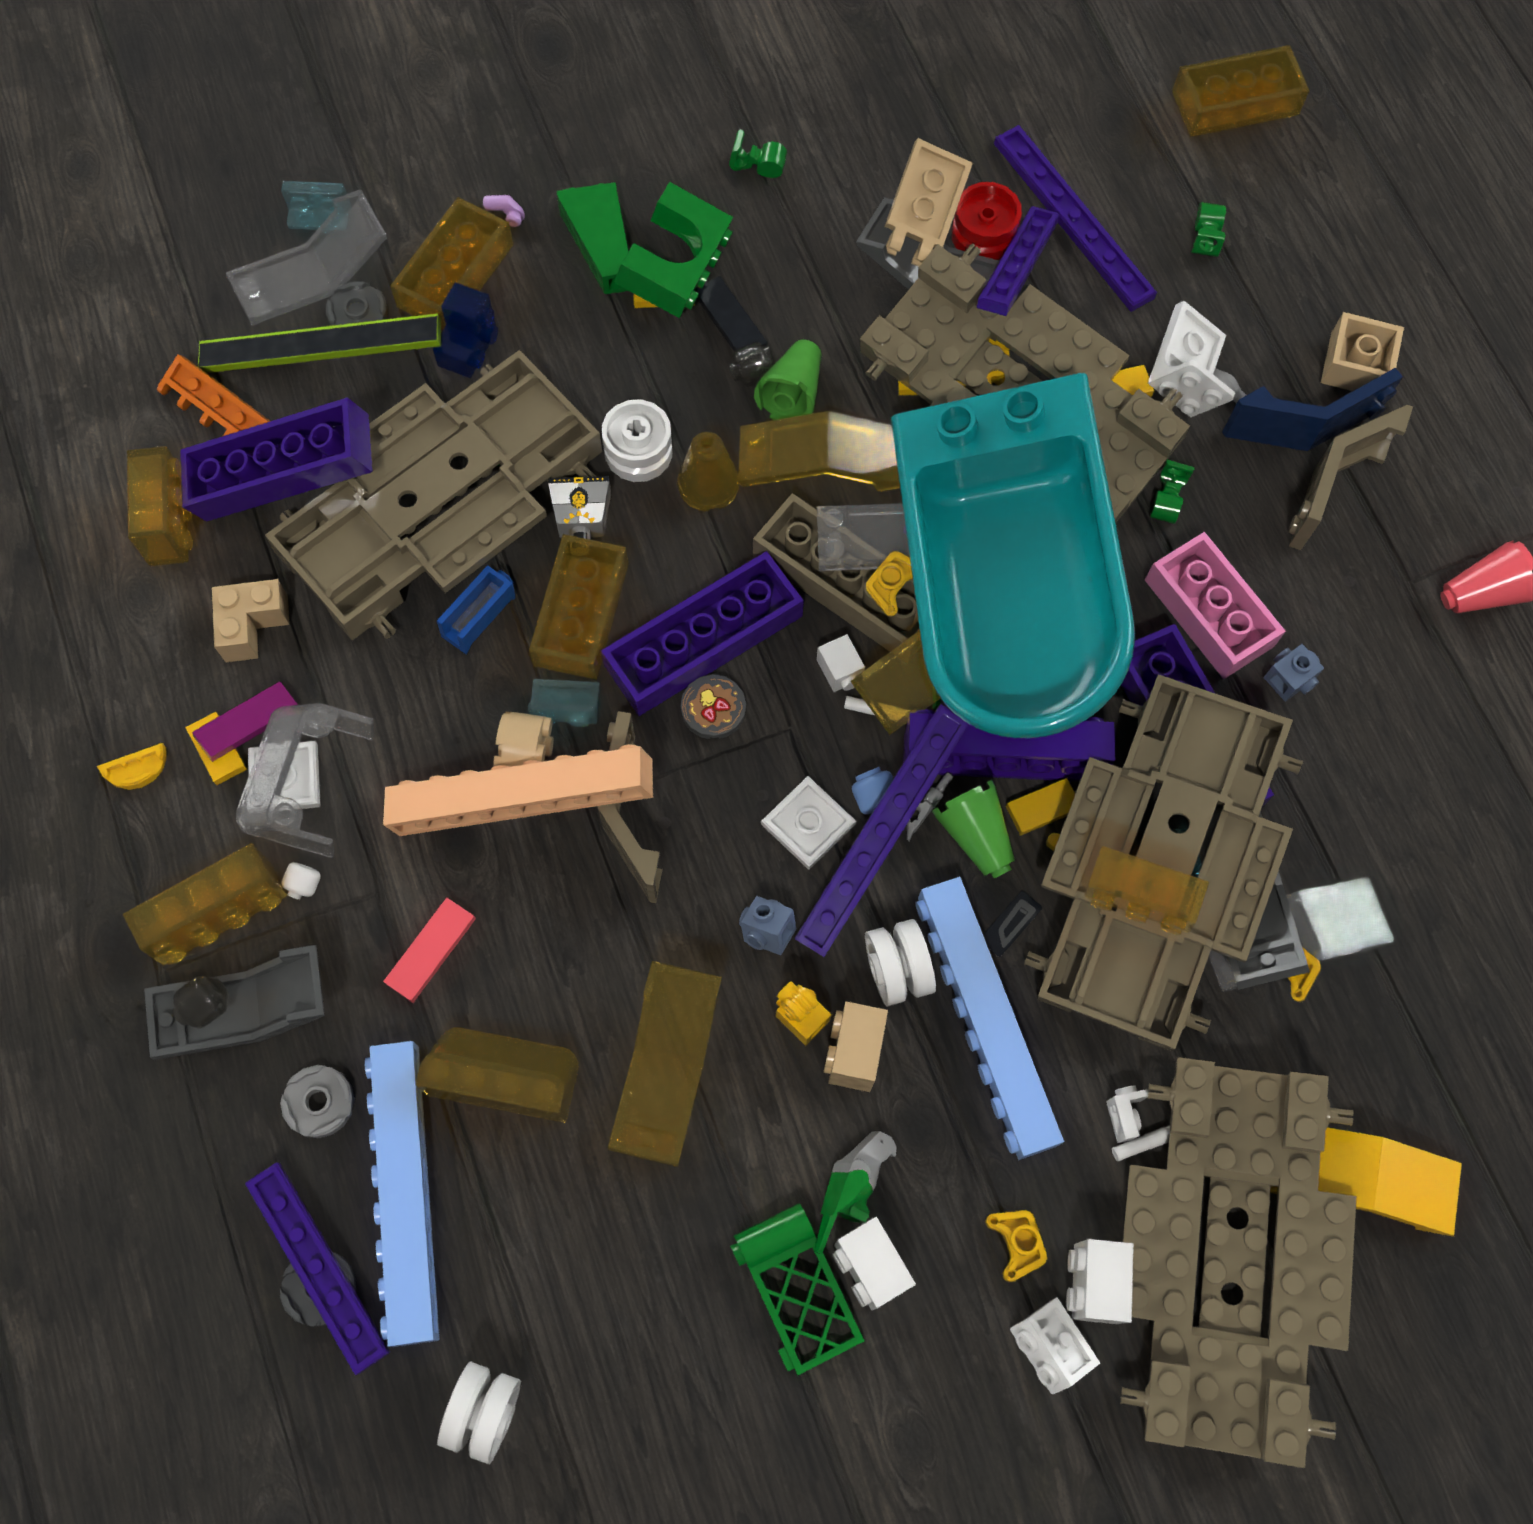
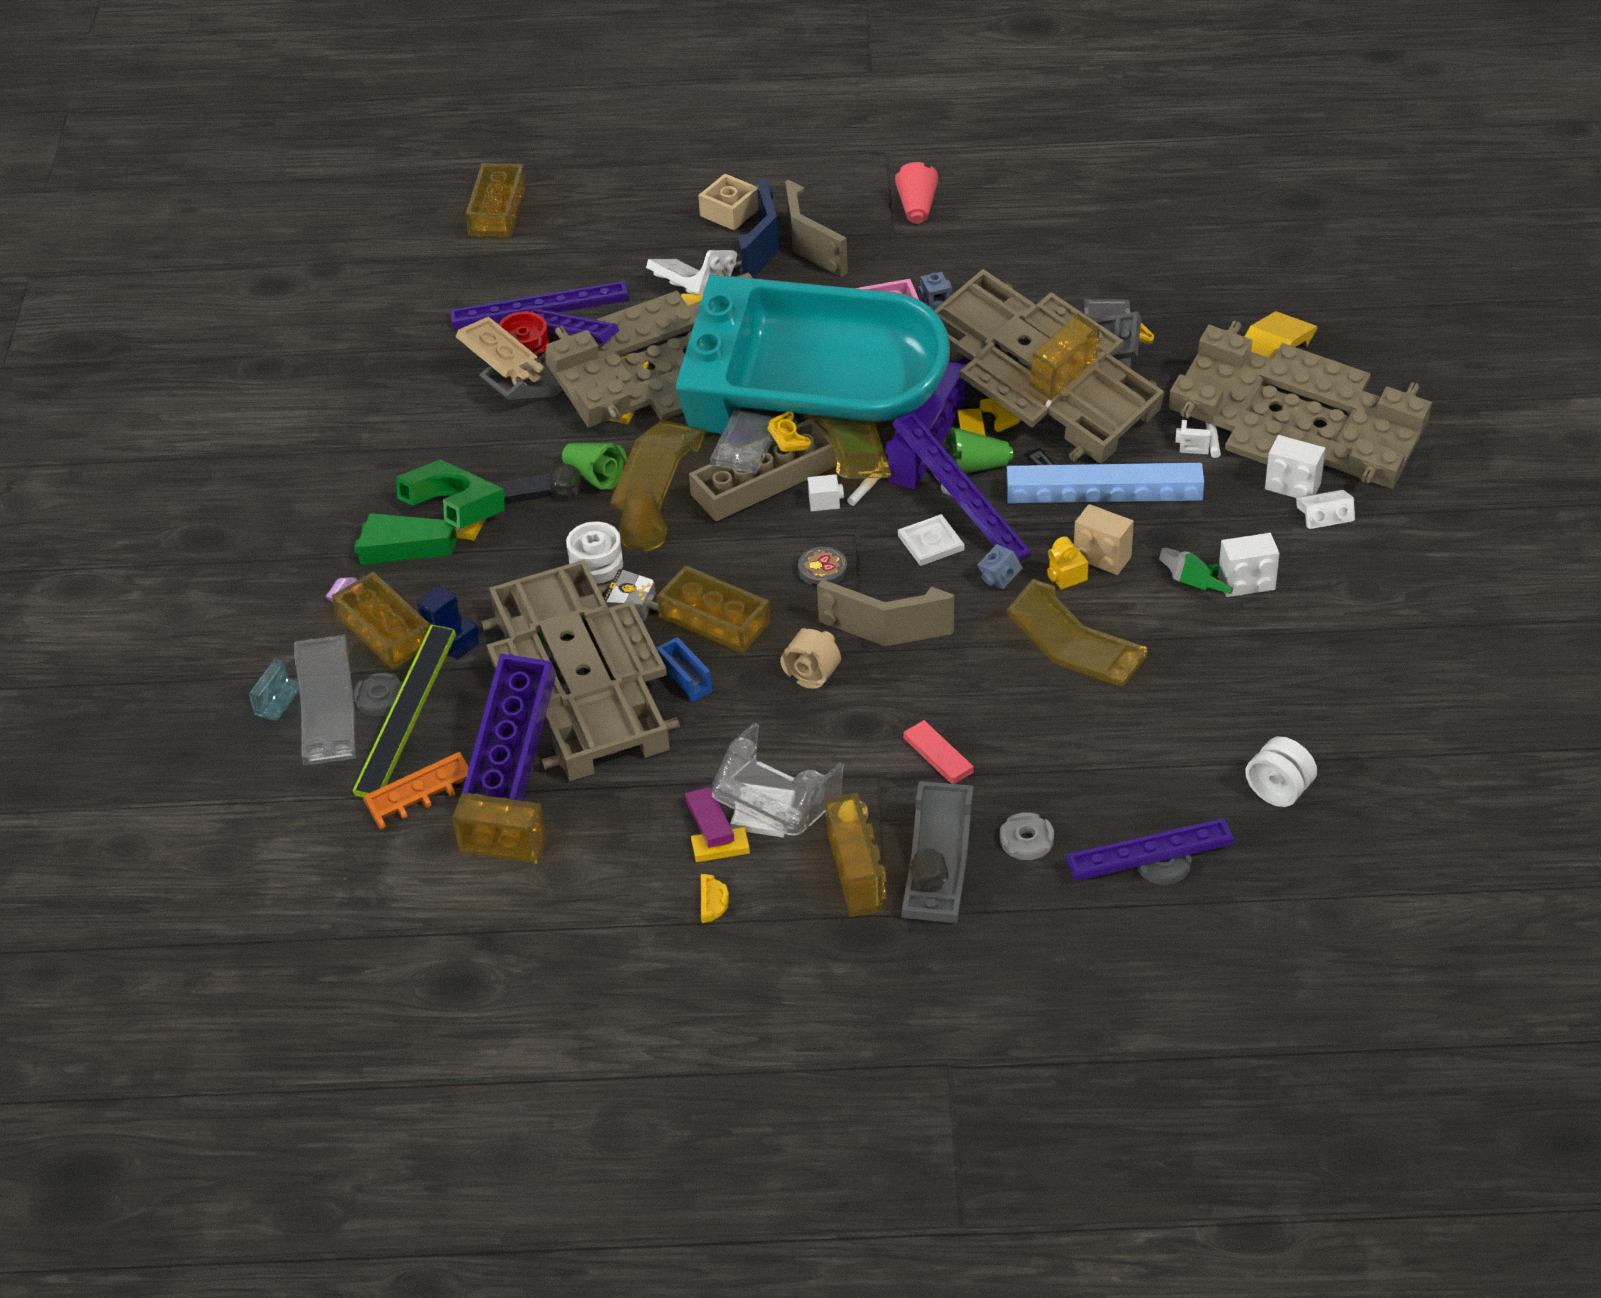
camera: 65 degrees left, 25 degrees down
(243, 610) = (619, 802): tan brick -> none
(403, 1196) = (1111, 793): light blue brick -> none
(500, 1073) = (1052, 723): clear yellow windscreen -> none
(519, 791) = (850, 655): light nougat brick -> none
(565, 701) = (780, 636): clear light blue bracket -> none
(702, 633) = (769, 549): dark purple brick -> none
(768, 159) = (394, 437): green leg -> none
(773, 1243) = (1218, 616): green piece -> none
(870, 789) = (926, 497): medium blue head -> none
(900, 962) = (1054, 505): white wheel -> none
(1022, 1241) = (1255, 507): yellow piece -> none
(1209, 226) = (585, 241): green leg -> none

